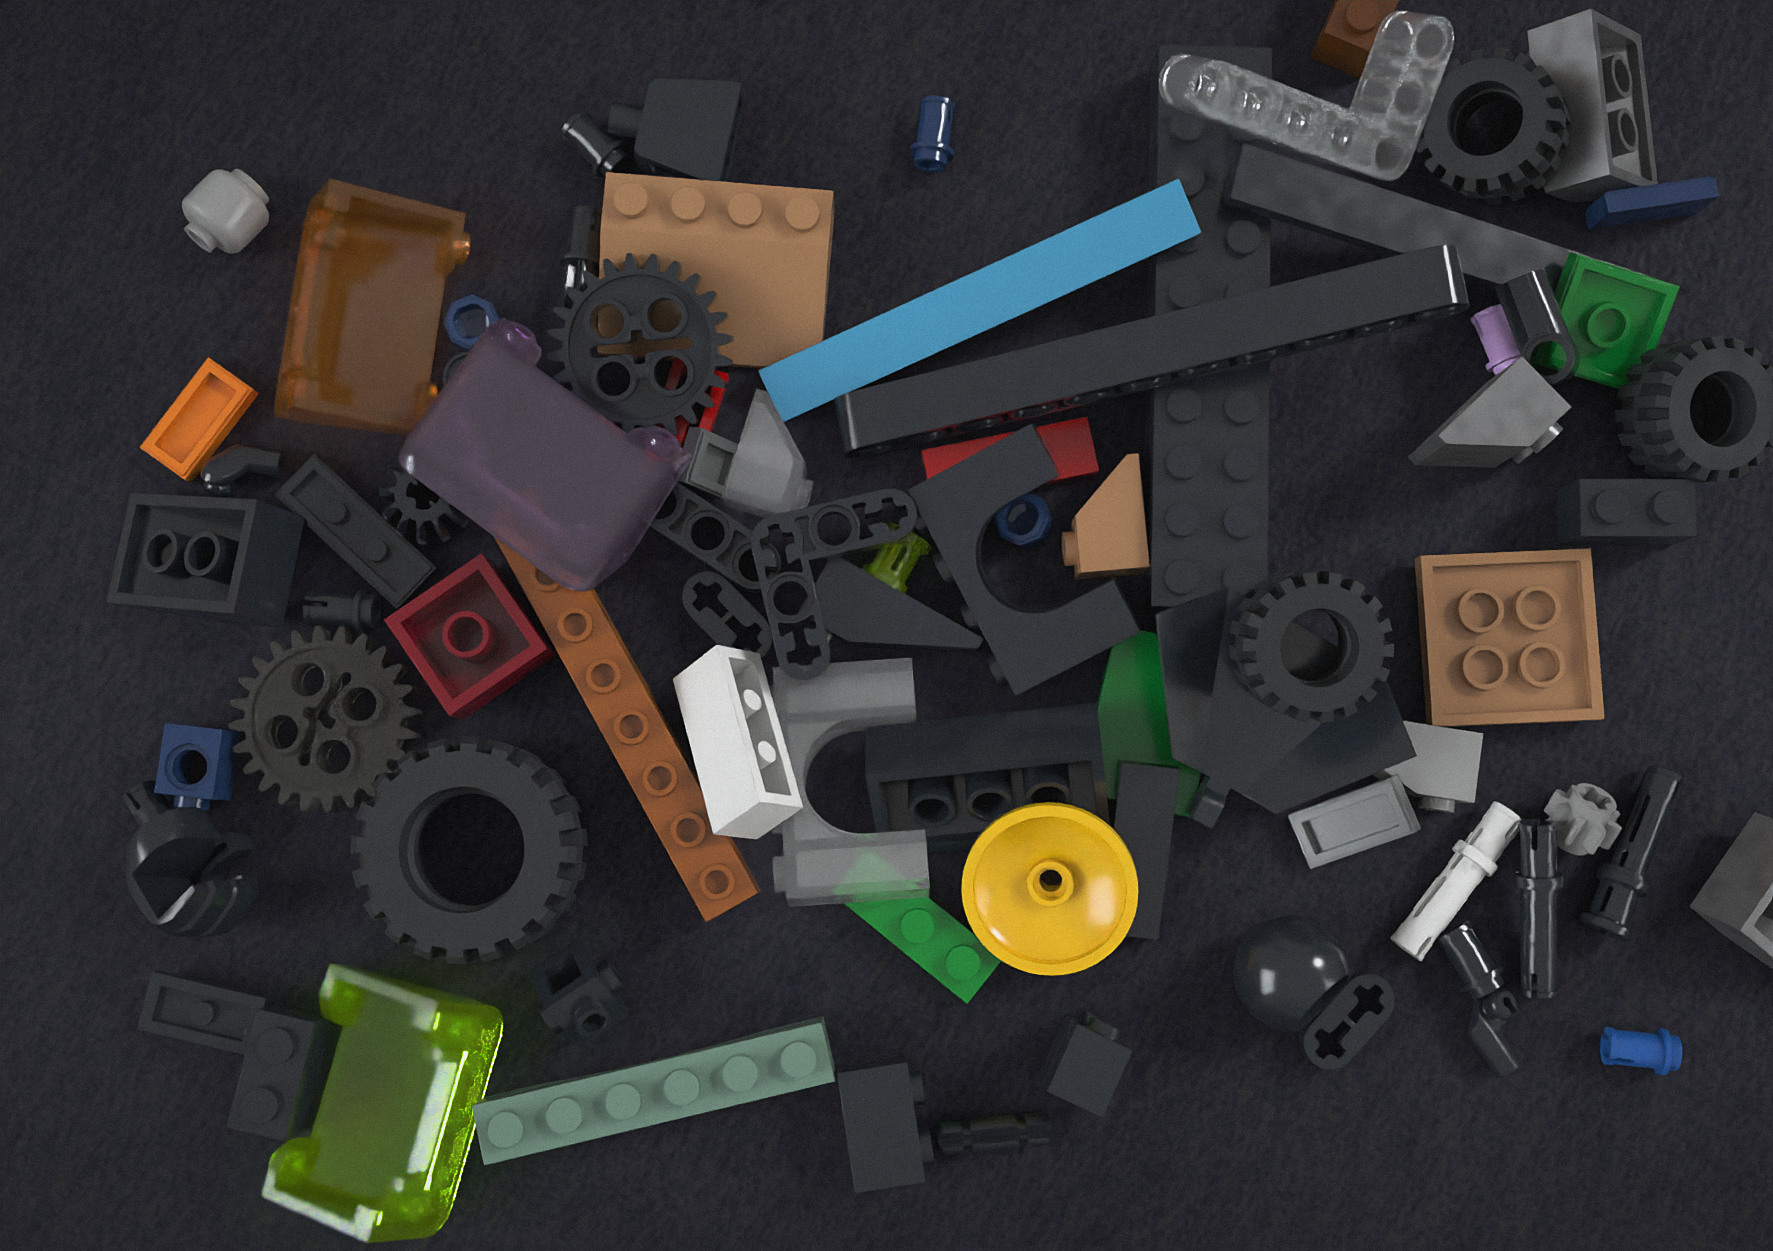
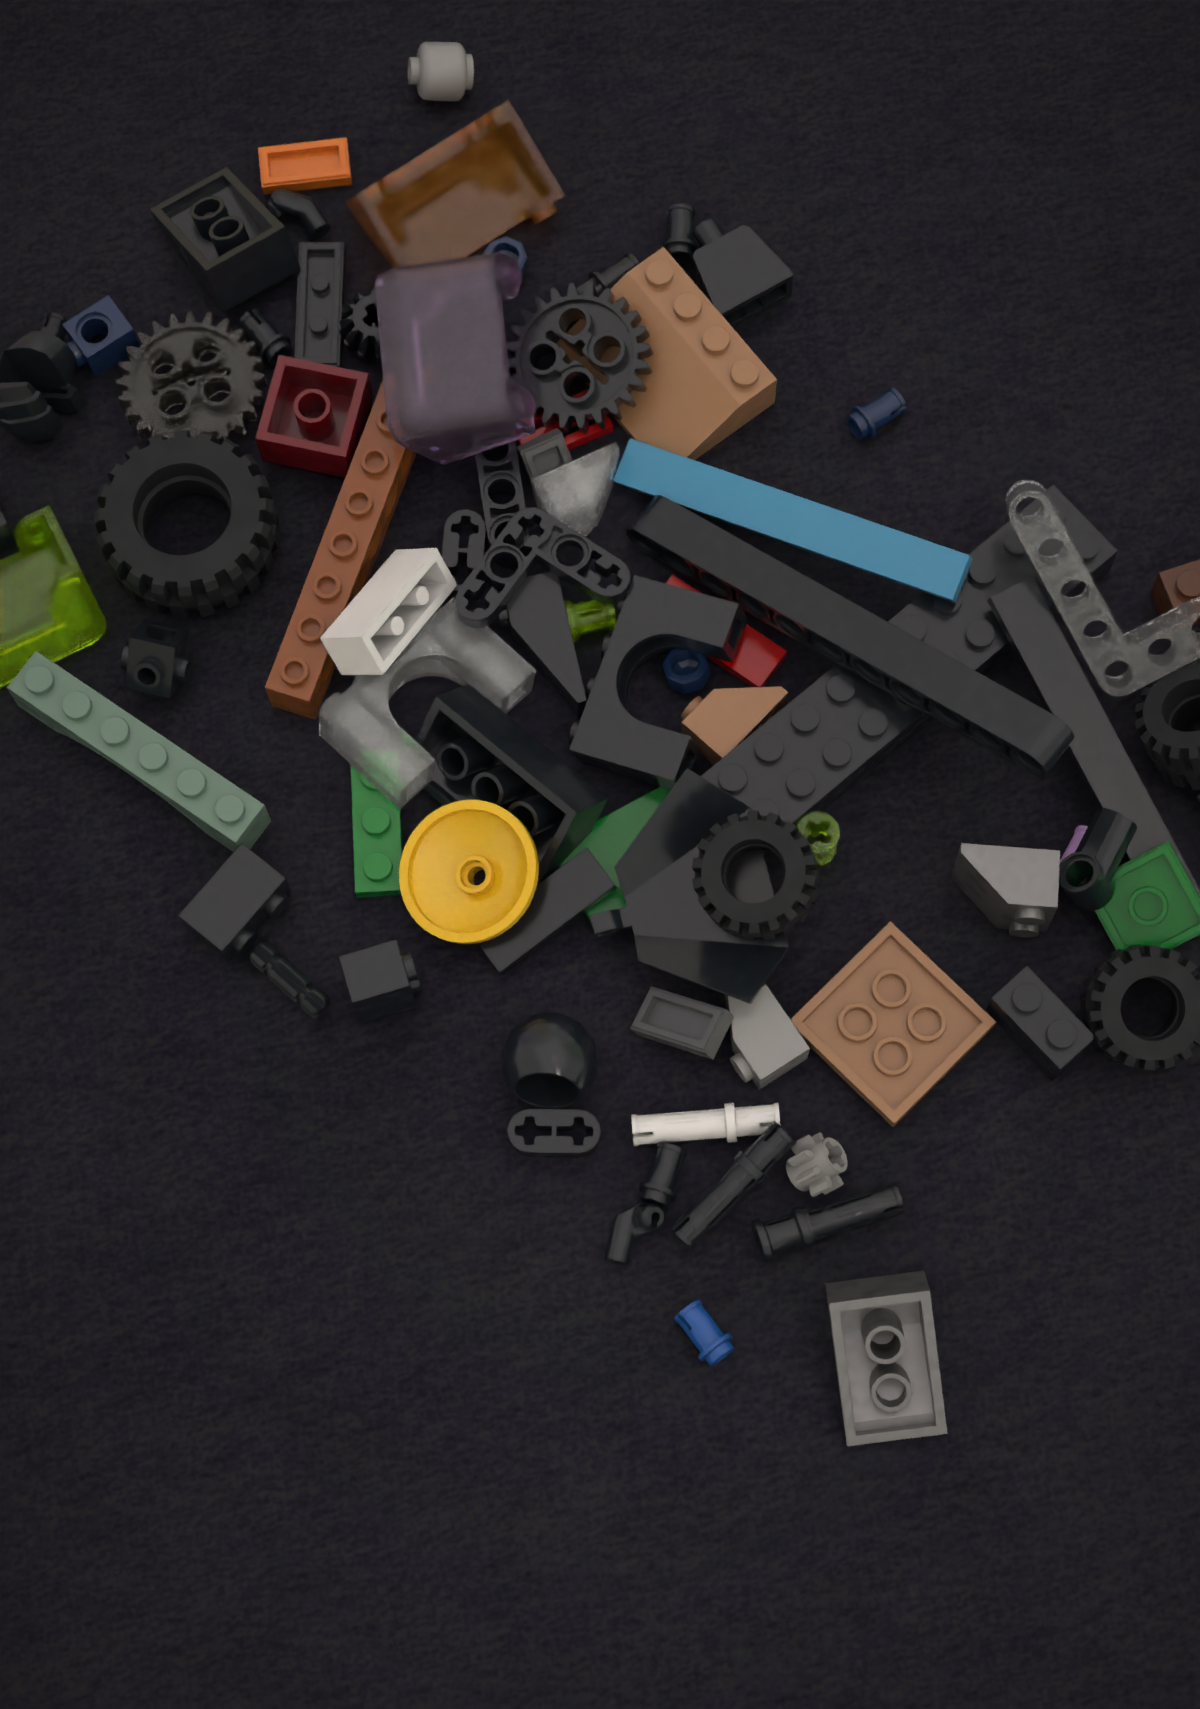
camera: 55 degrees right, 10 degrees down
(1296, 535) = (818, 823): none -> clear neon green bush

